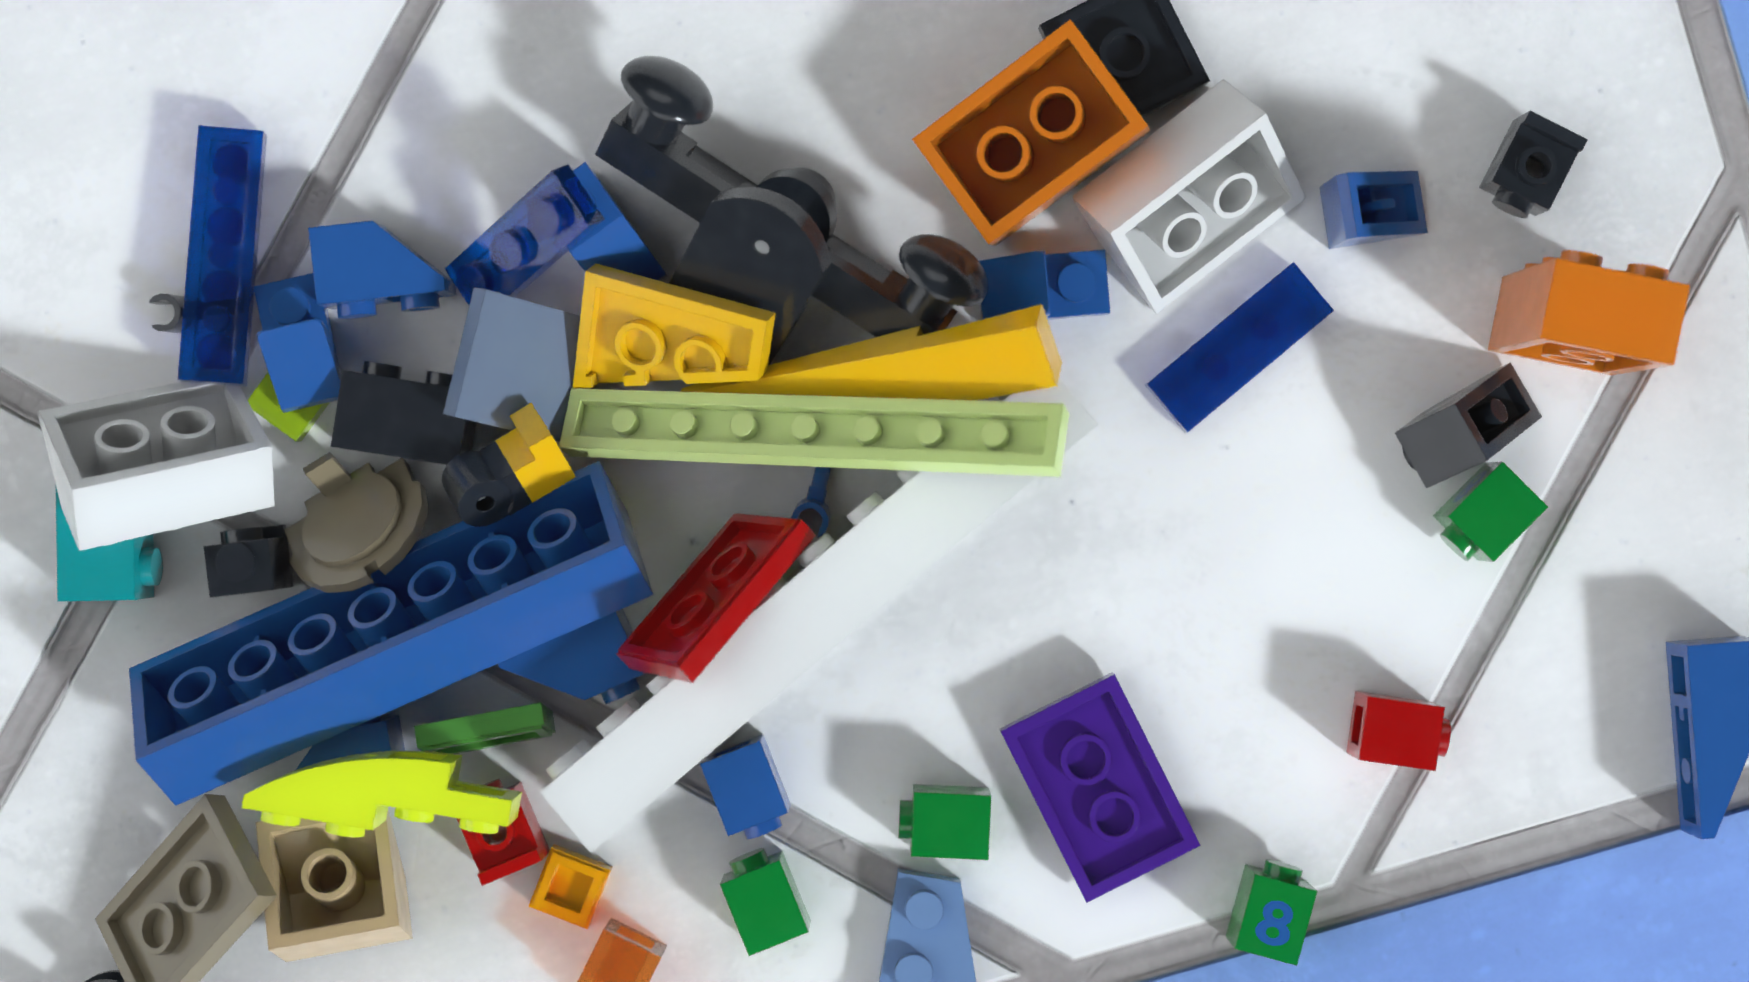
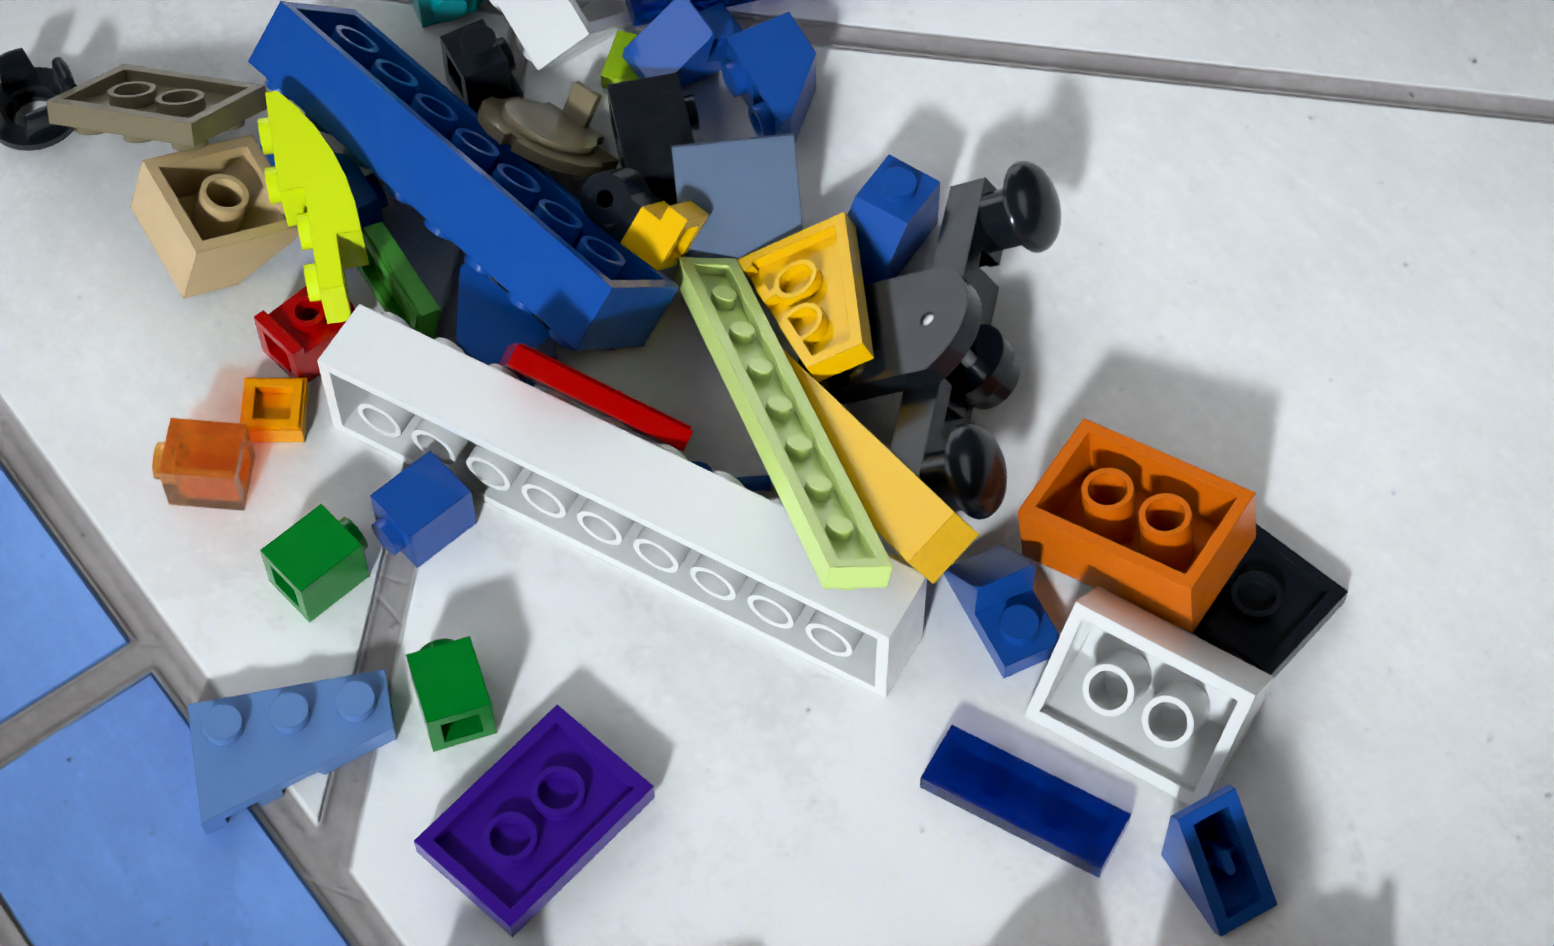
camera: 65 degrees right, 30 degrees down
(527, 237) = (857, 161): clear blue plate -> none

